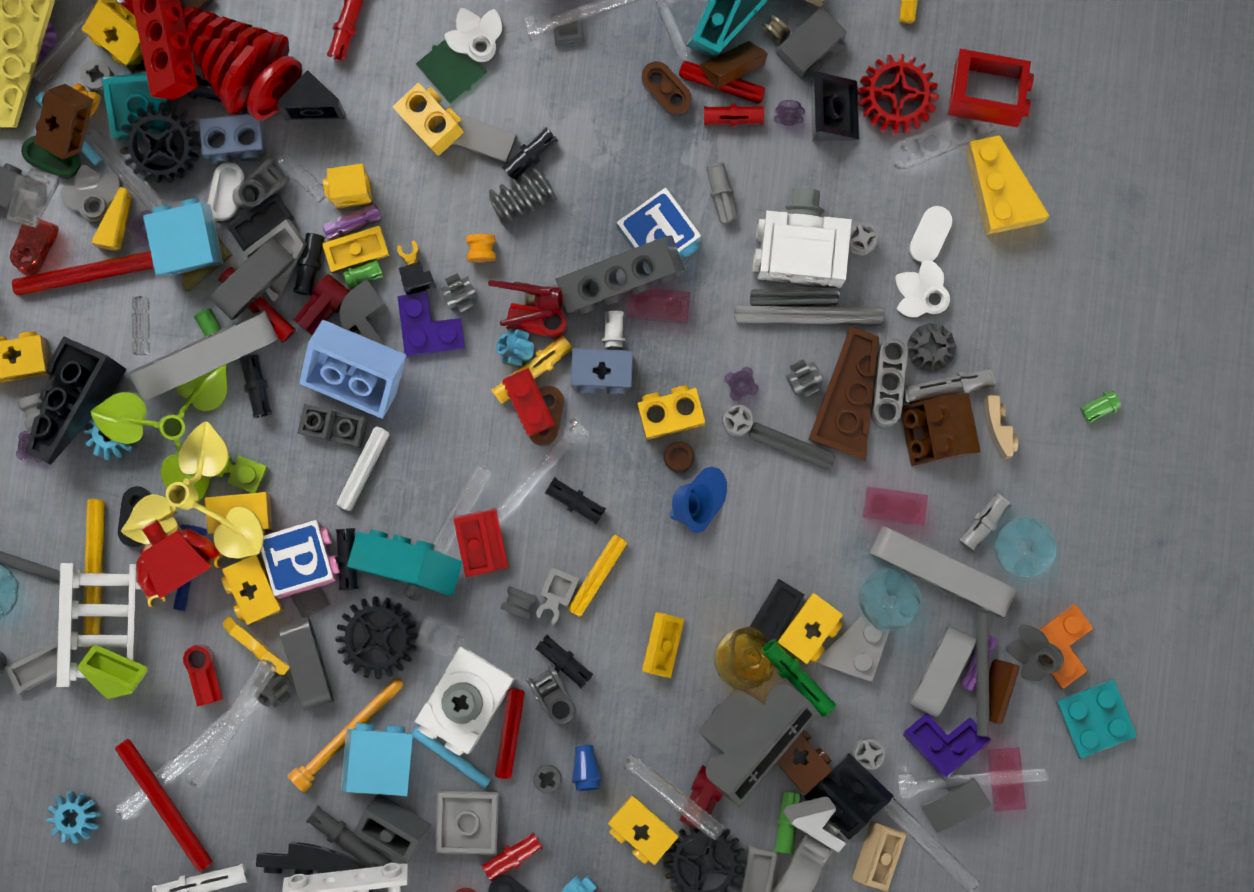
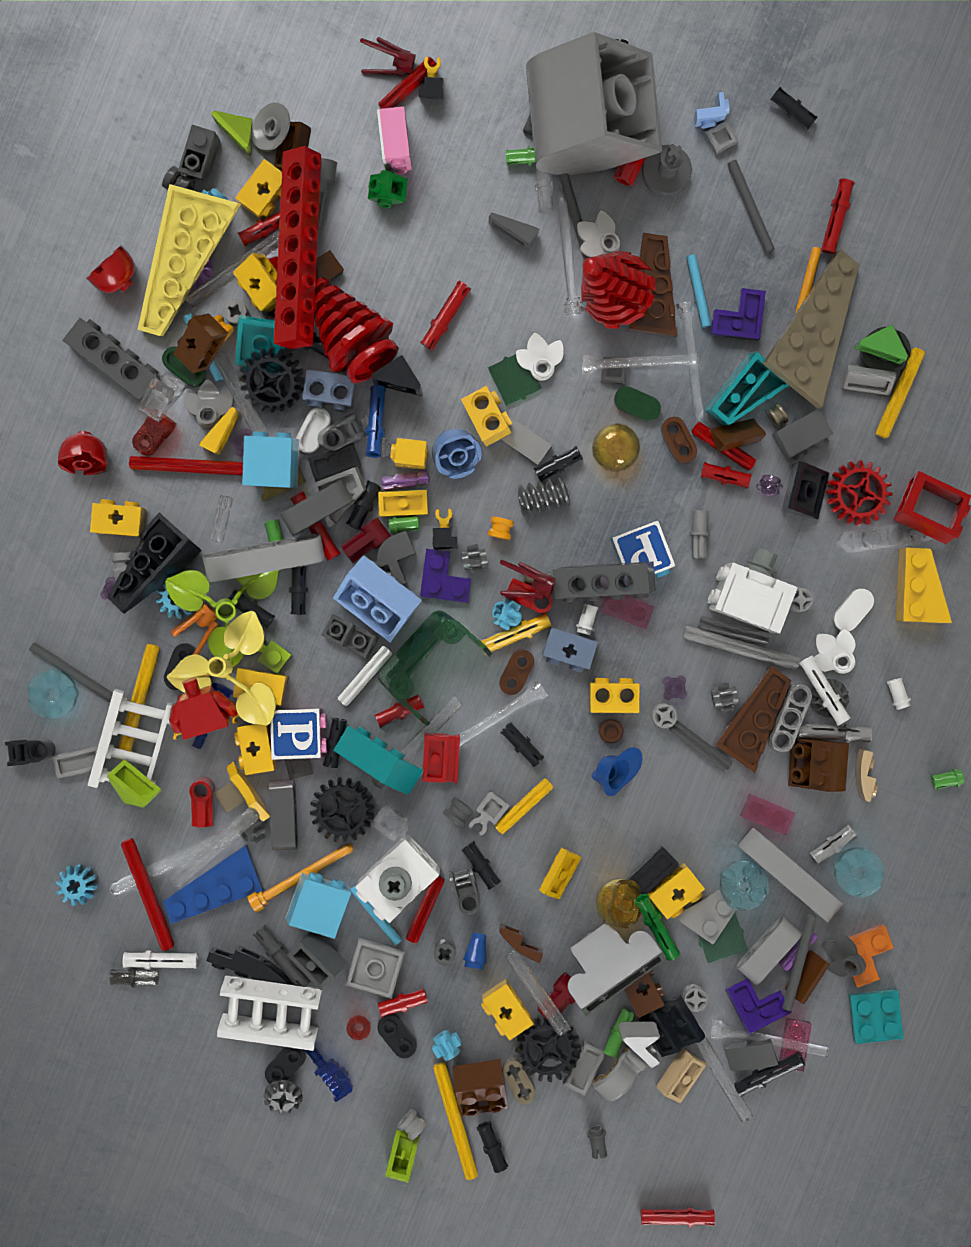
camera: 15 degrees right, 5 degrees up
(147, 447) = (203, 617): none -> orange plant
(194, 419) = (246, 605): none -> black pin
(235, 658) = (229, 796): none -> dark tan tile
(250, 772) = (220, 885): none -> blue wing
(299, 170) = (375, 426): none -> blue pin
(401, 453) = (396, 672): none -> clear green windscreen
(403, 171) = (456, 453): none -> medium blue cylinder
(415, 499) = (397, 711): none -> red pin
(528, 402) = (506, 662): red brick -> none
(593, 117) = (615, 447): none -> clear yellow cylinder
(605, 59) = (637, 403): none -> dark green tile
(628, 739) = (515, 937): none -> reddish brown slope
(890, 677) = (727, 944): none -> clear green piece
(947, 362) = (839, 716): none -> white pin
(975, 831) = (793, 1061): none -> black pin
(1013, 319) = (898, 693): none -> white pin

